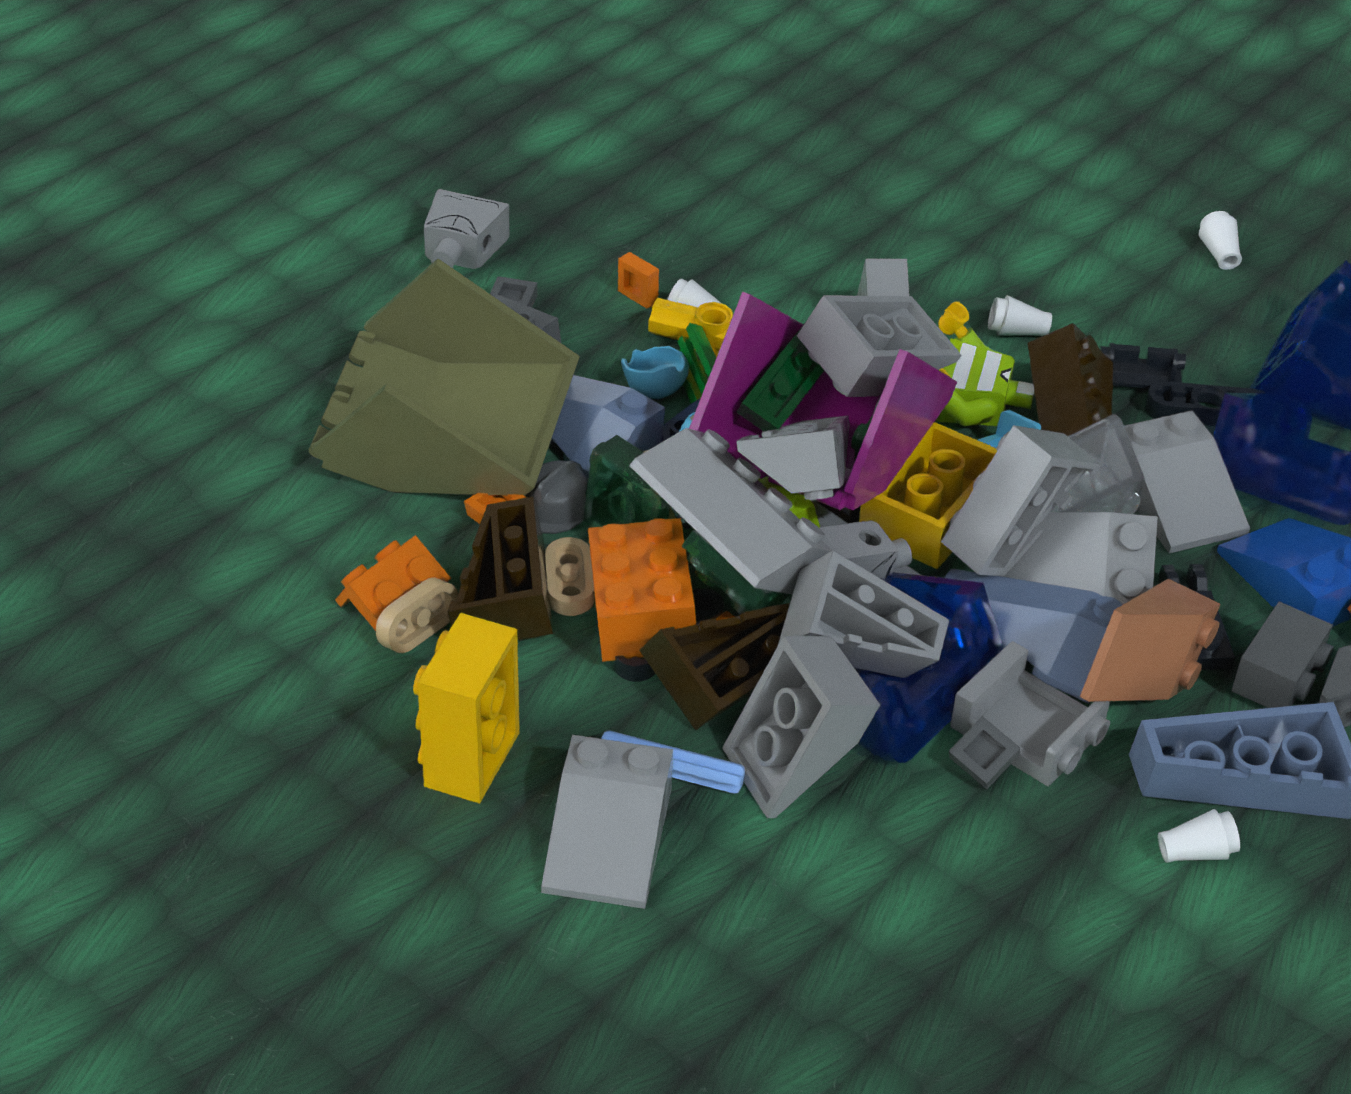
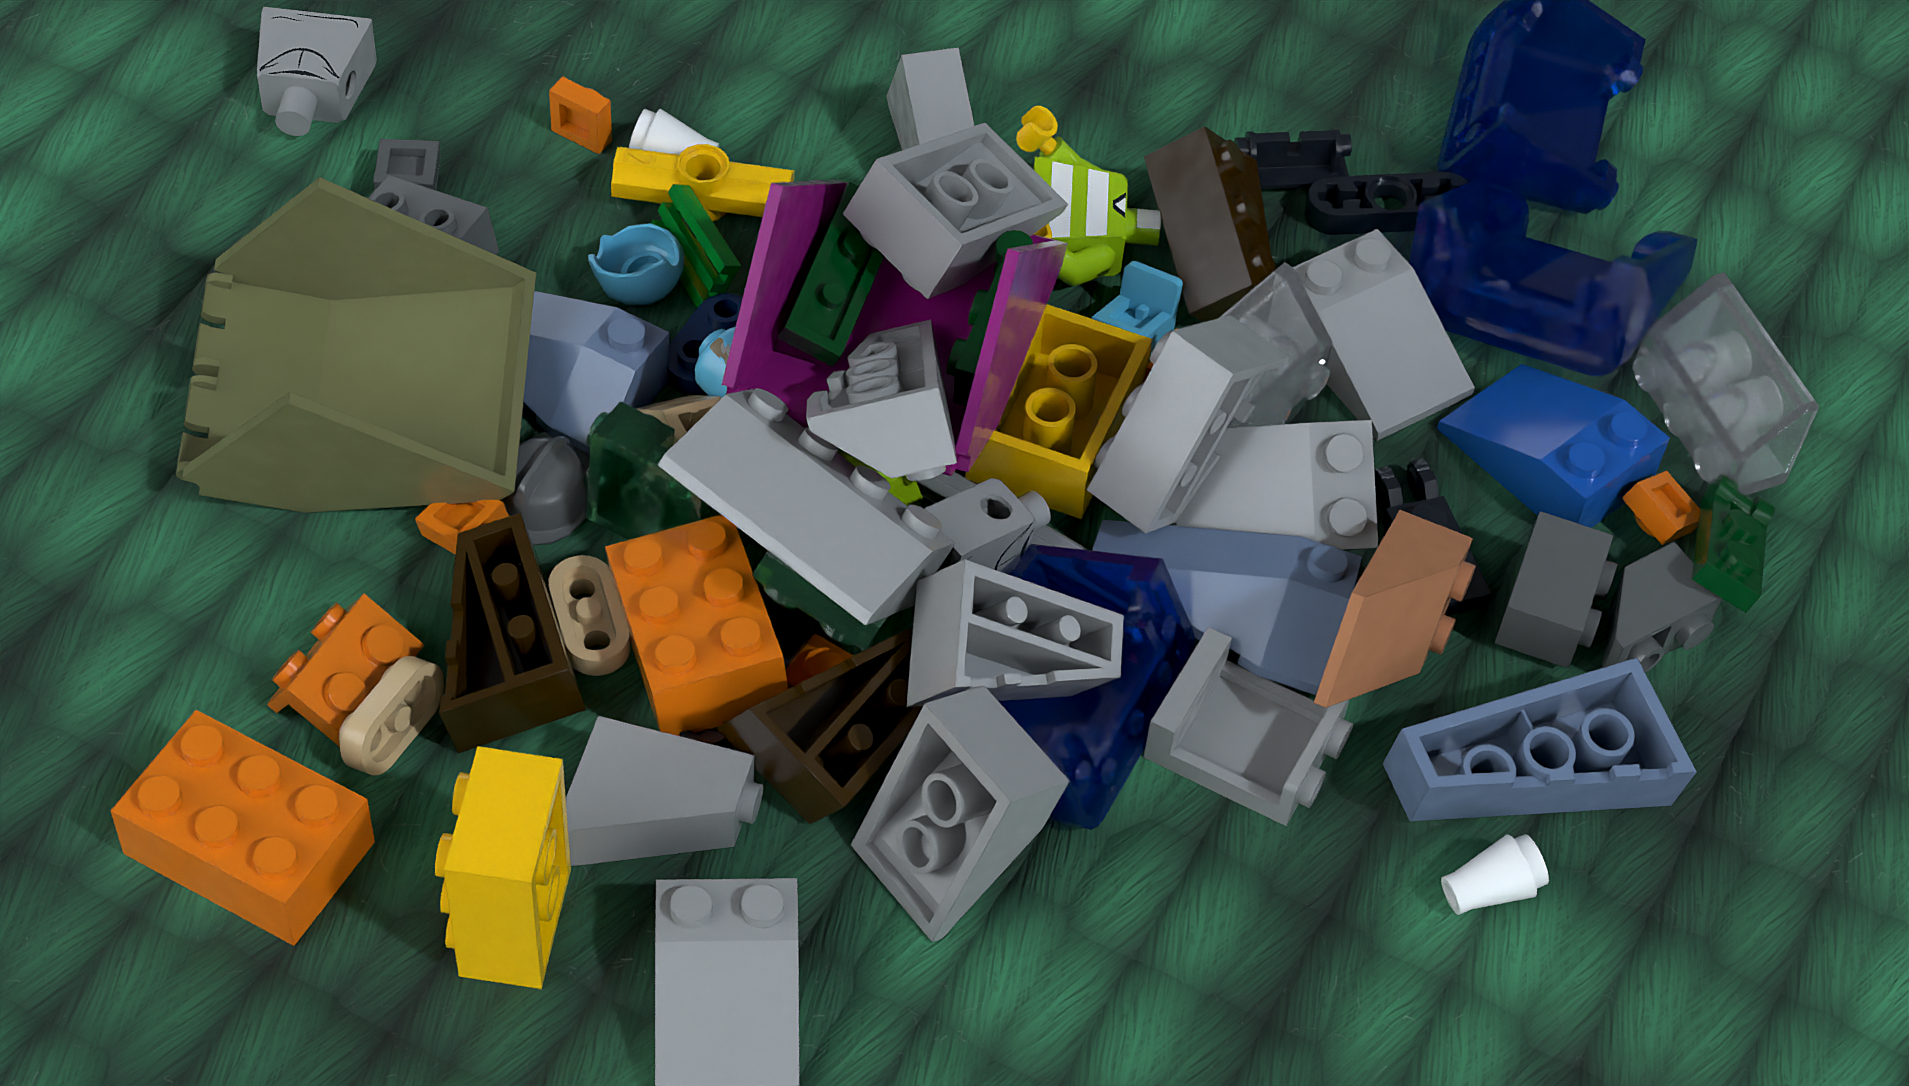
camera: 15 degrees left, 10 degrees up
(299, 666) = (244, 826): none -> orange brick
(588, 691) = (656, 795): none -> light grey slope
(694, 766) = (815, 883): light blue axle -> none
(984, 752) = (1199, 797): dark grey plate -> none
(1017, 318) = (1113, 102): white cone -> none

